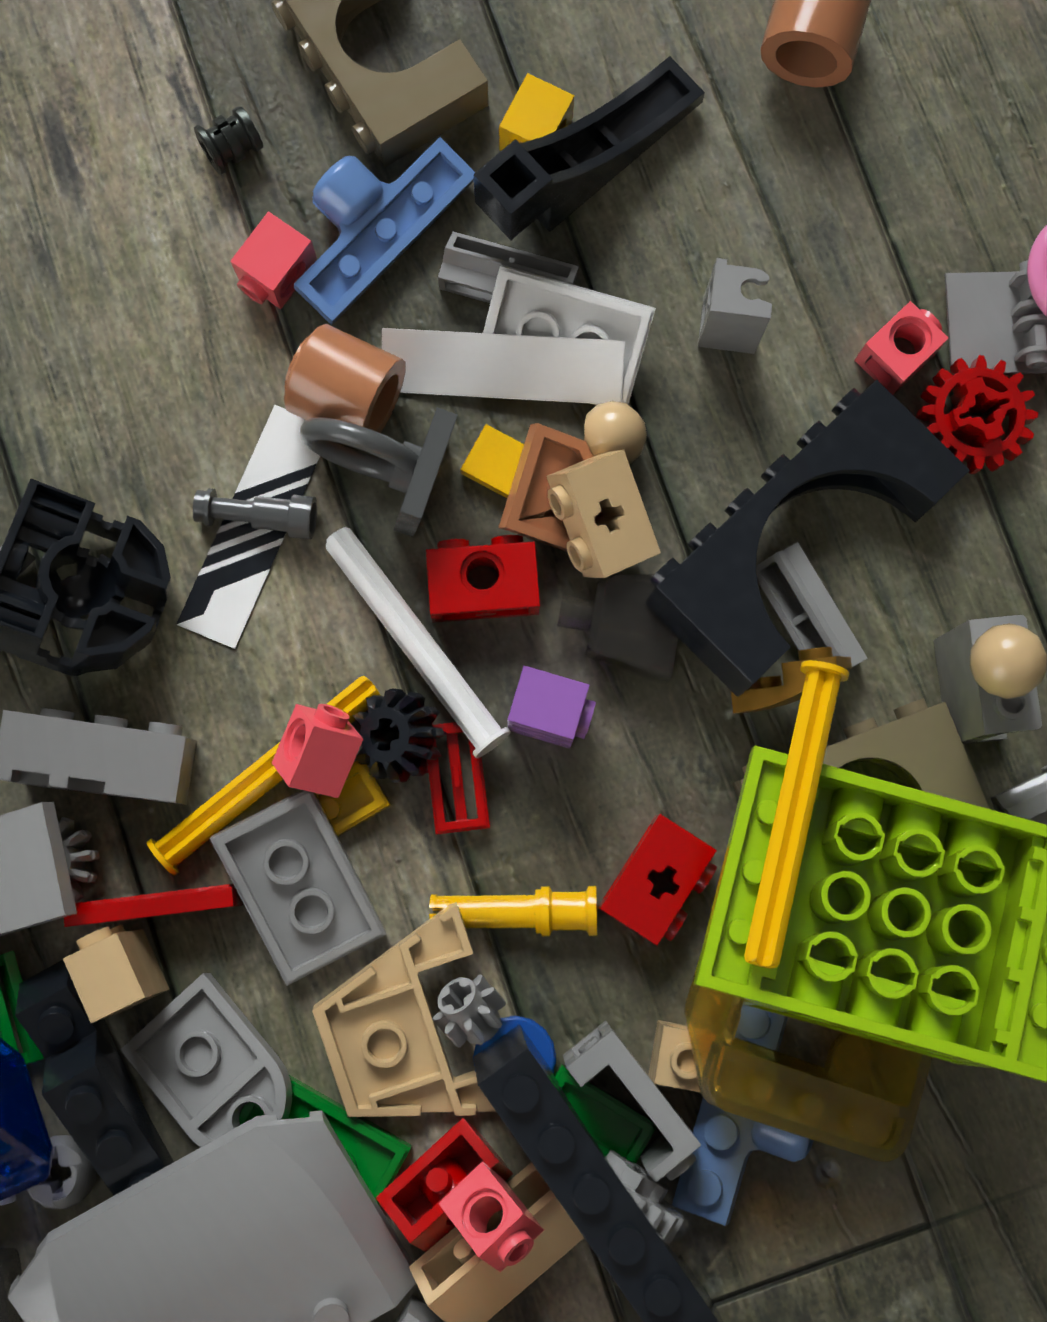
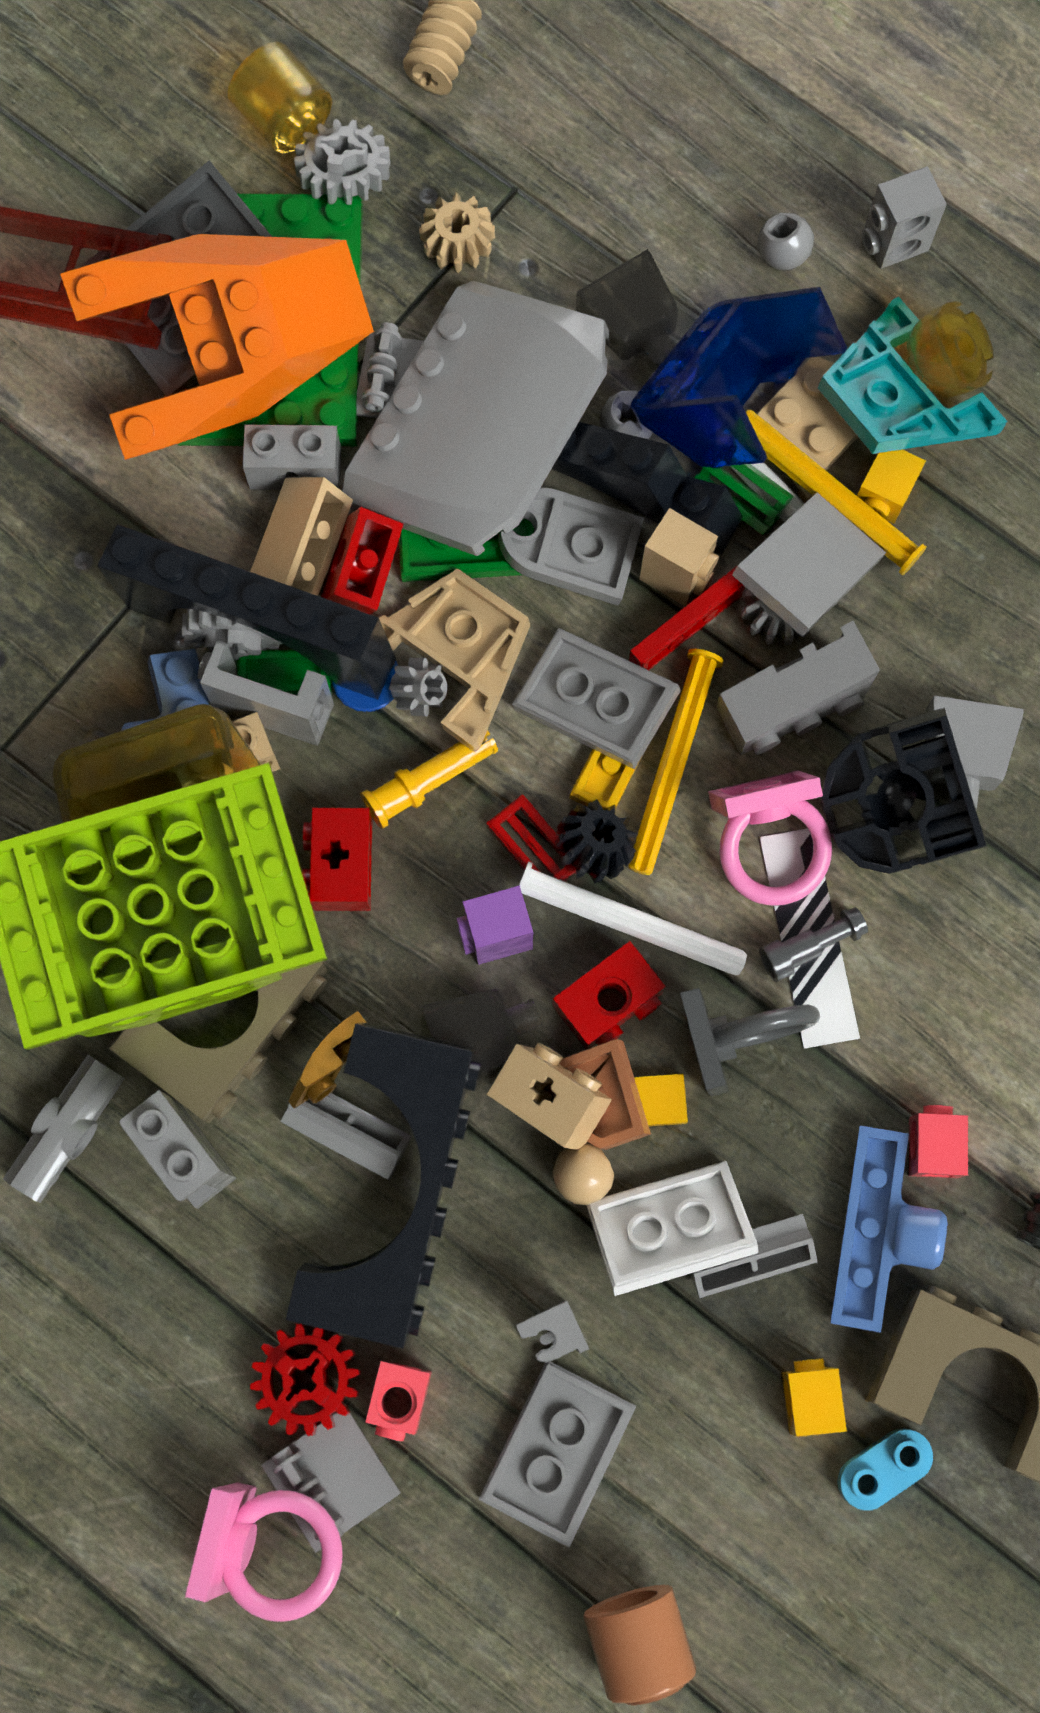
camera: 150 degrees right, 5 degrees down
(205, 667) = (767, 802): none -> bright pink tile
(317, 750) = (645, 790): coral brick -> none
(343, 379) = (814, 1075): nougat piece -> none
(472, 1206) = (333, 551): coral brick -> none
(508, 365) = (704, 1175): white sticker -> none
(511, 44) = (884, 1465): none -> medium azure plate
(567, 167) = (753, 1396): black arch -> none
(788, 220) = (557, 1453): none -> light grey tile
(793, 813) = (270, 923): yellow axle -> none
(1008, 661) = (173, 1143): tan piece -> none

